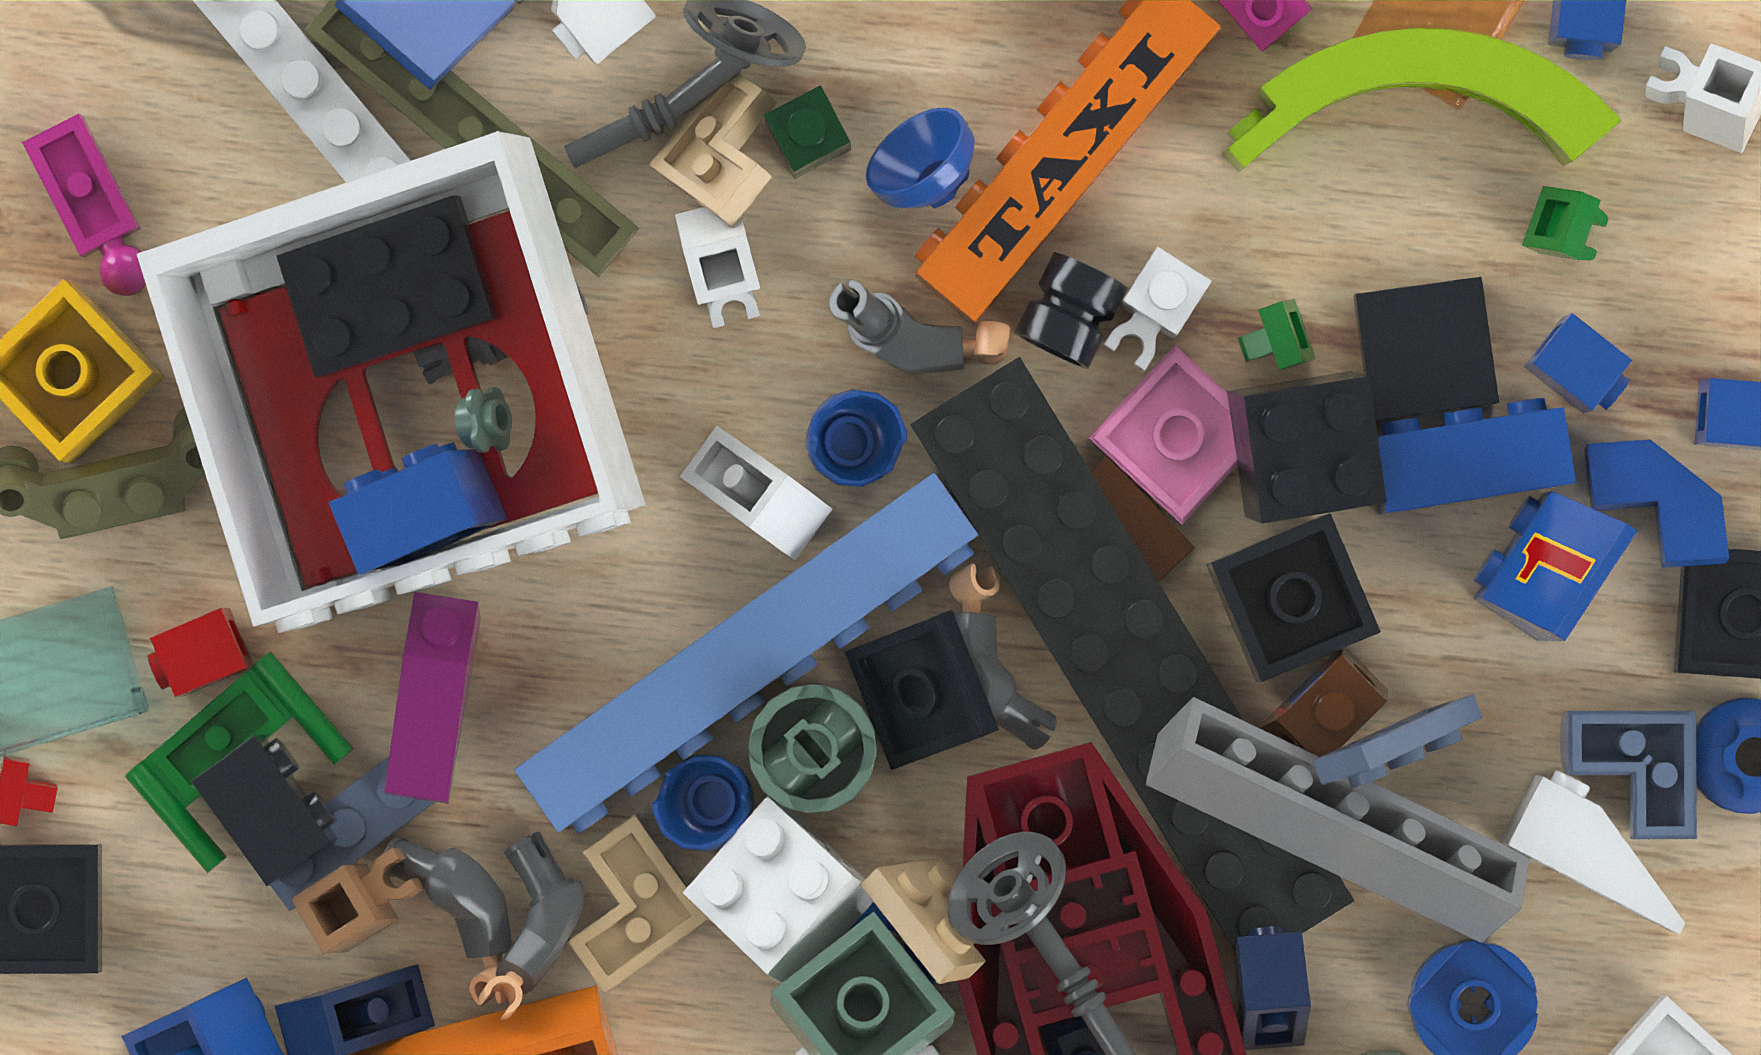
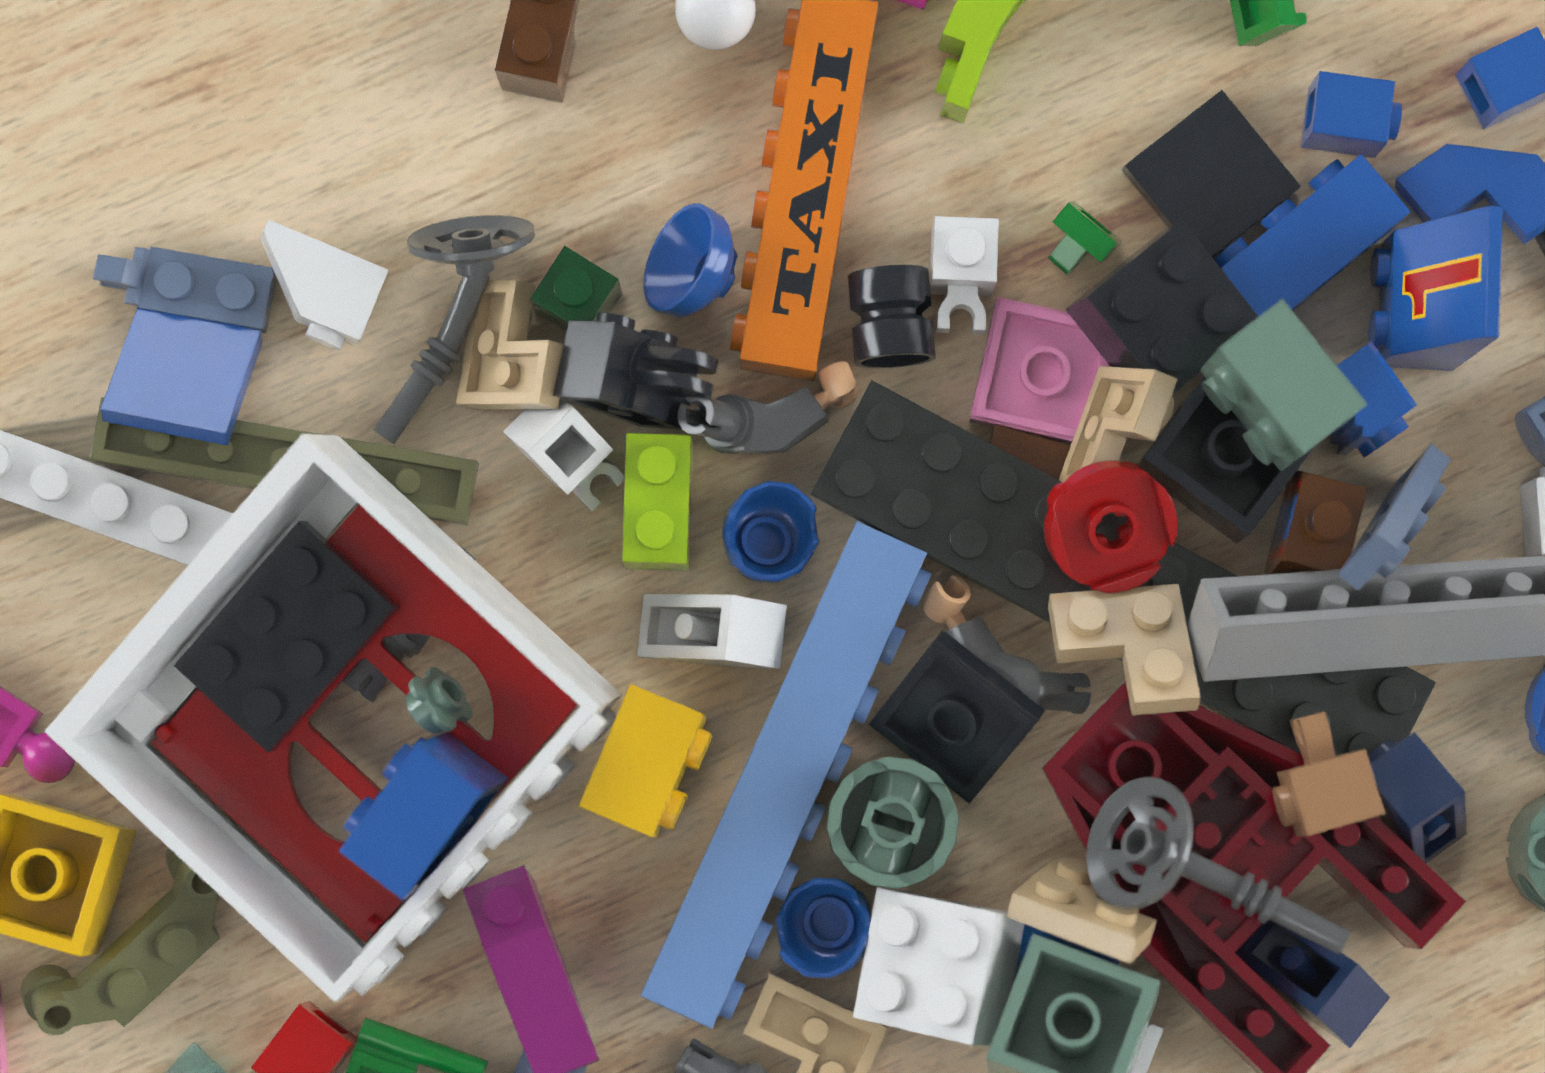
camera: 30 degrees left, 5 degrees down
(631, 576) = (646, 762): none -> yellow brick
(773, 354) = (657, 502): none -> lime brick
(812, 230) = (630, 372): none -> black brick
(1121, 705) = (1140, 627): none -> tan plate
(1146, 569) = (1077, 509): none -> red plate
(1195, 935) = (1328, 787): none -> medium nougat brick
(1215, 508) = (1119, 407): none -> tan plate
(1356, 574) = (1280, 387): none -> sand green brick
(1430, 623) = (1386, 403): none -> blue brick

